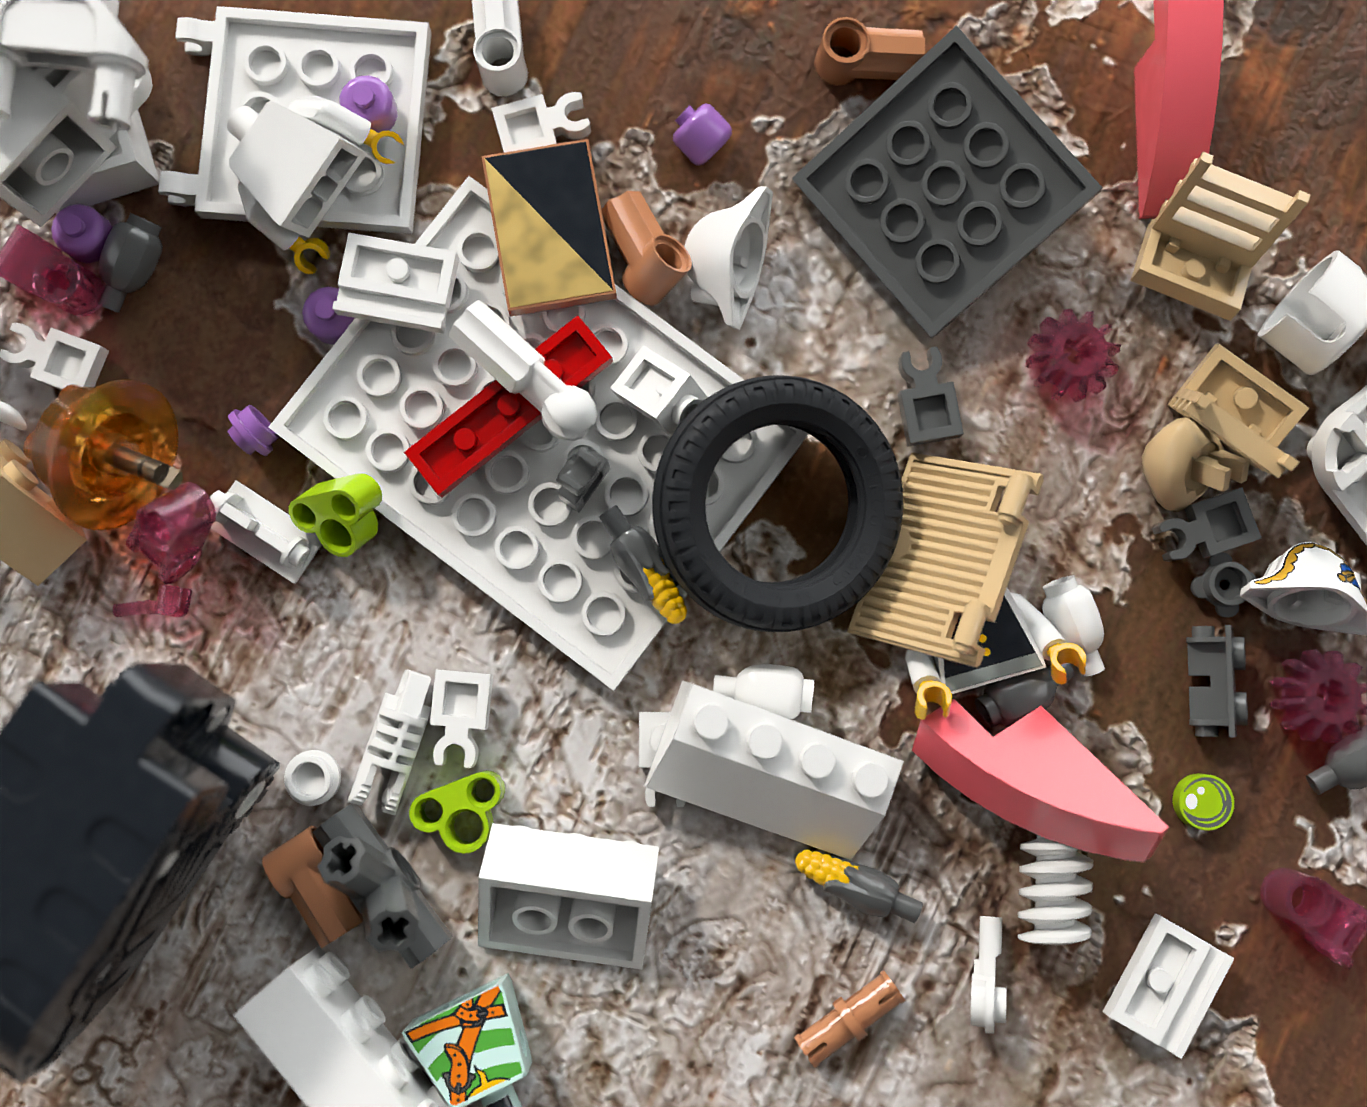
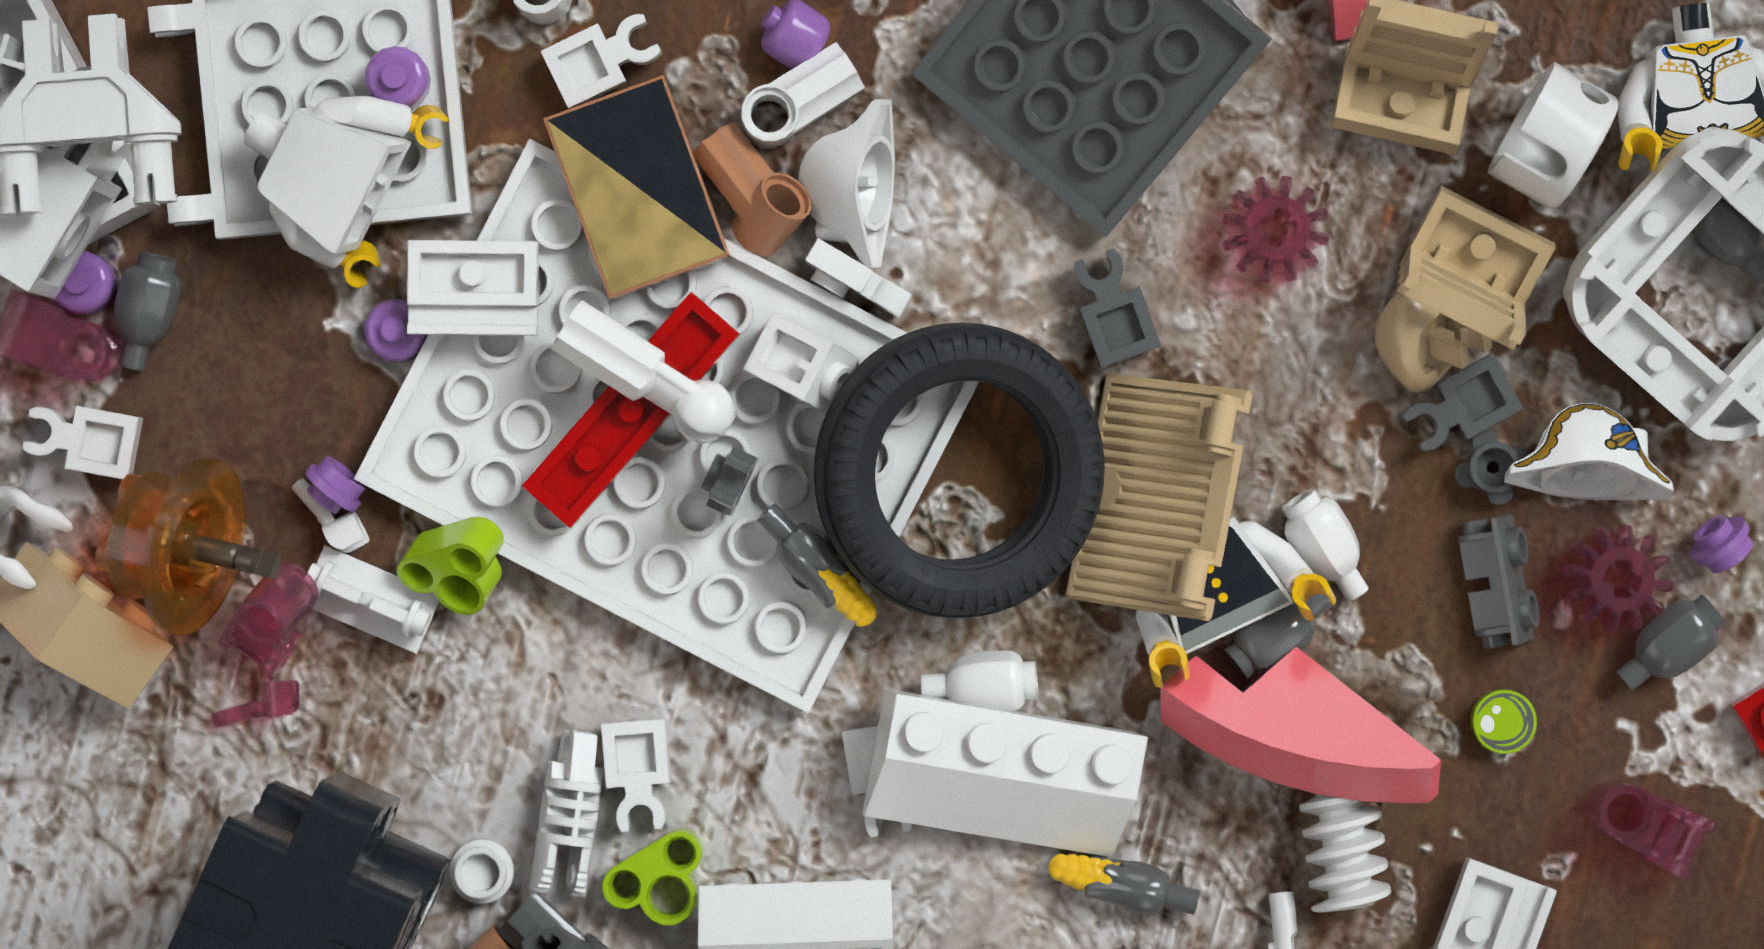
camera: 10 degrees left, 5 degrees up
(254, 472) = (342, 533): none -> white hand
(699, 179) = (805, 94): none -> white piece
(711, 330) = (841, 273): none -> white plate

